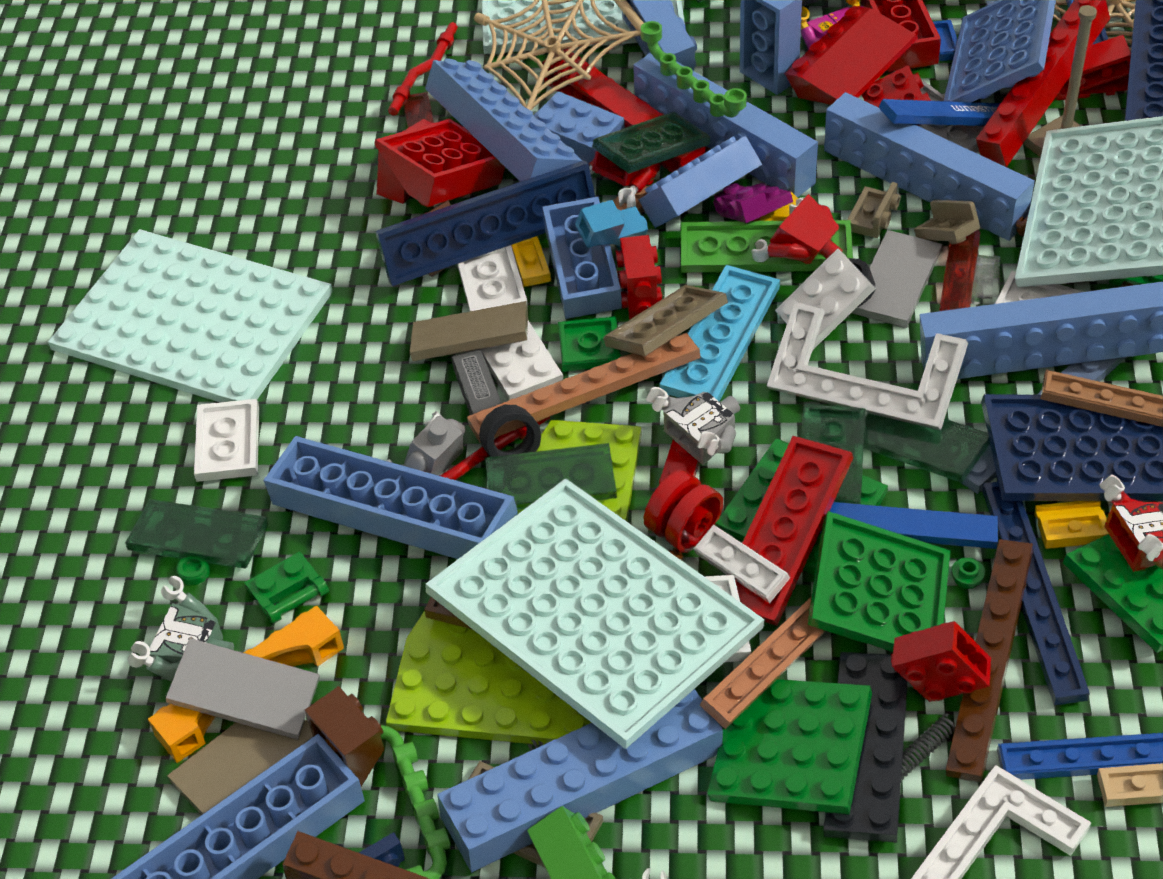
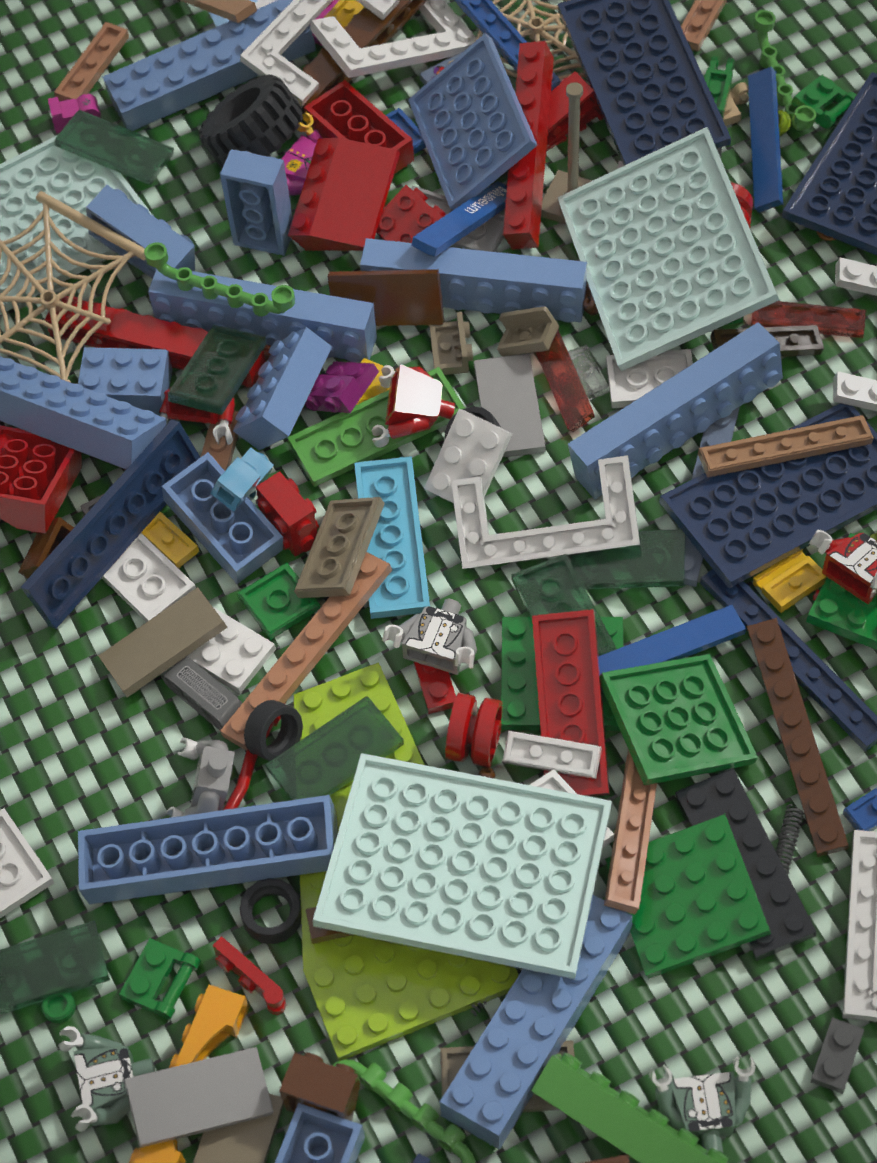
camera: 30 degrees left, 10 degrees up
(358, 621) = (250, 976): none -> red plate
(403, 560) = (266, 888): none -> black tyre
(845, 148) = (397, 295): none -> reddish brown tile
(941, 661) = (769, 764): red brick -> none
(965, 579) = (730, 673): green plate -> none

